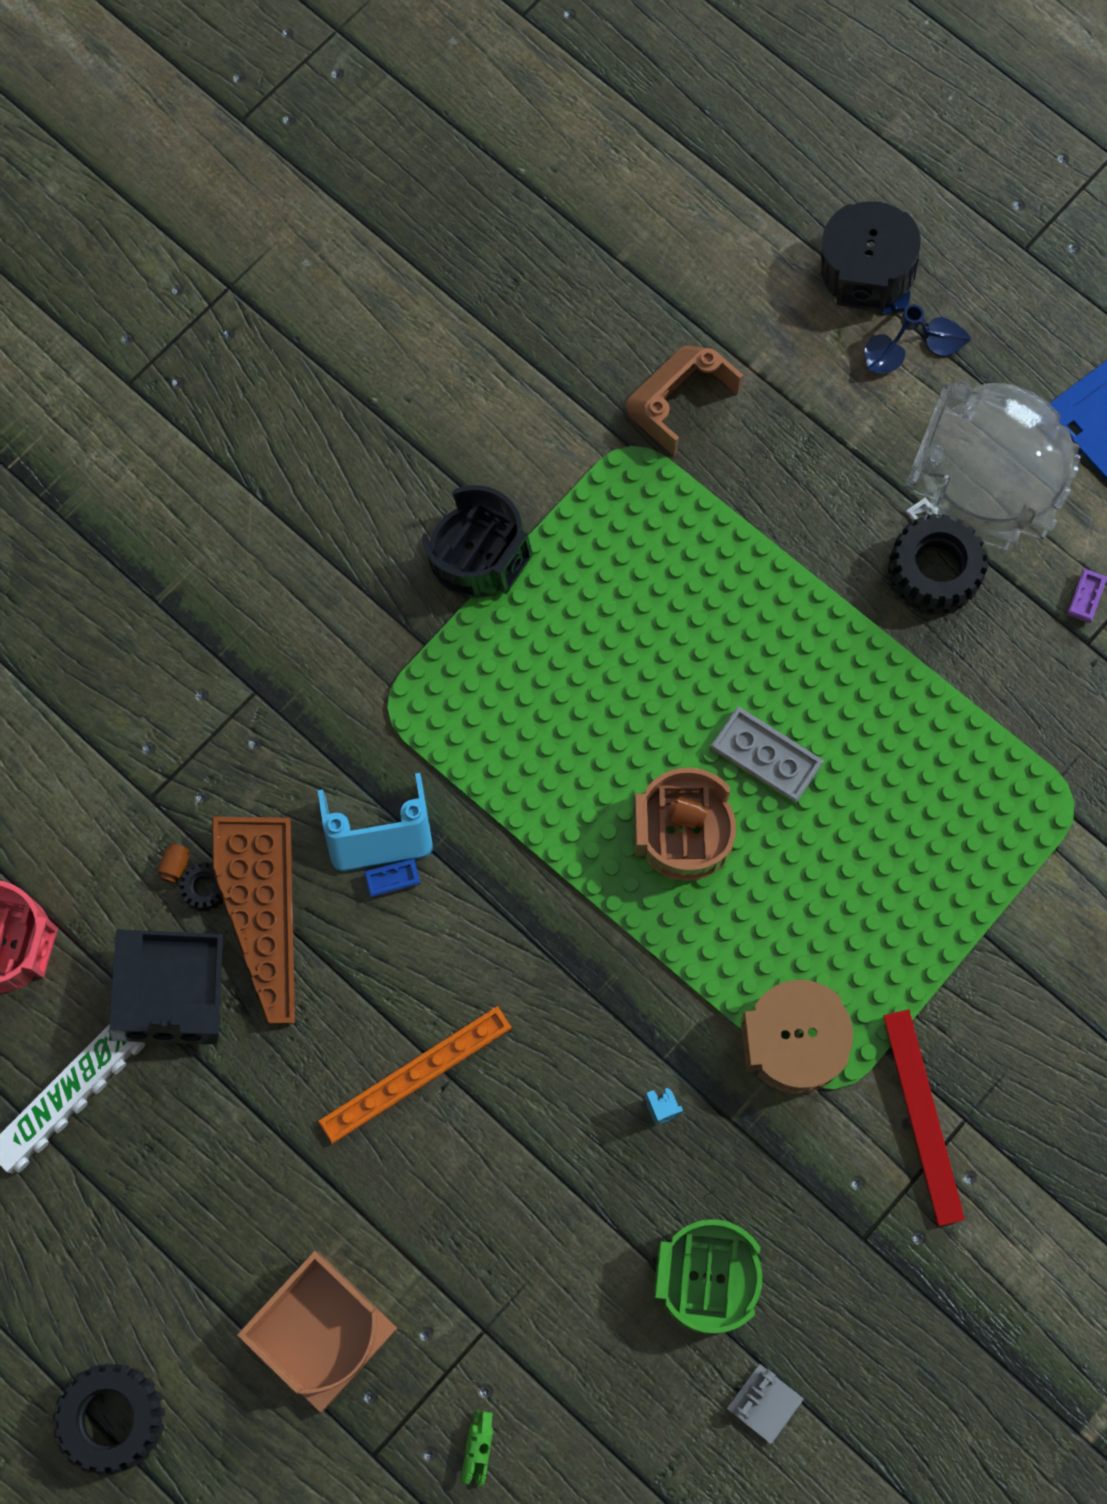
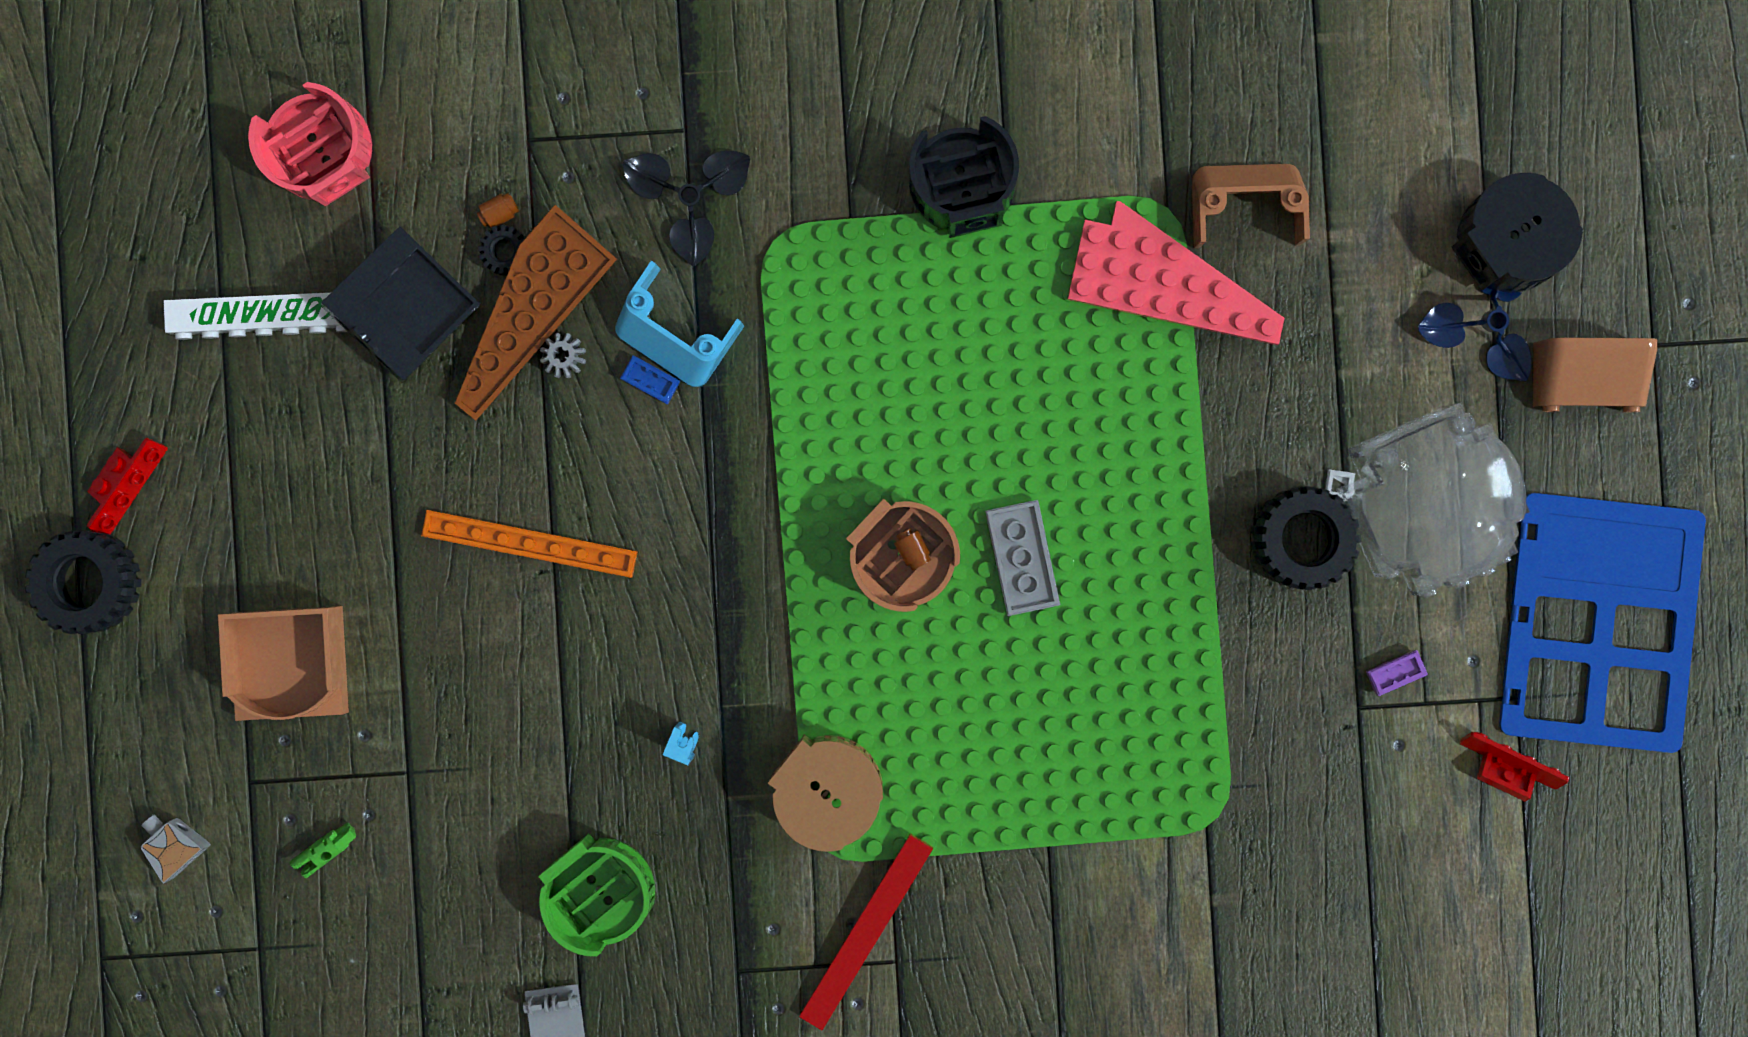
camera: 45 degrees right, 15 degrees up
(69, 1318) = (121, 482): none -> red bracket
(311, 692) = (690, 237): none -> black plant
(314, 909) = (567, 346): none -> light grey gear
(662, 495) = (1153, 276): none -> coral wing
(1004, 295) = (1593, 372): none -> nougat windscreen

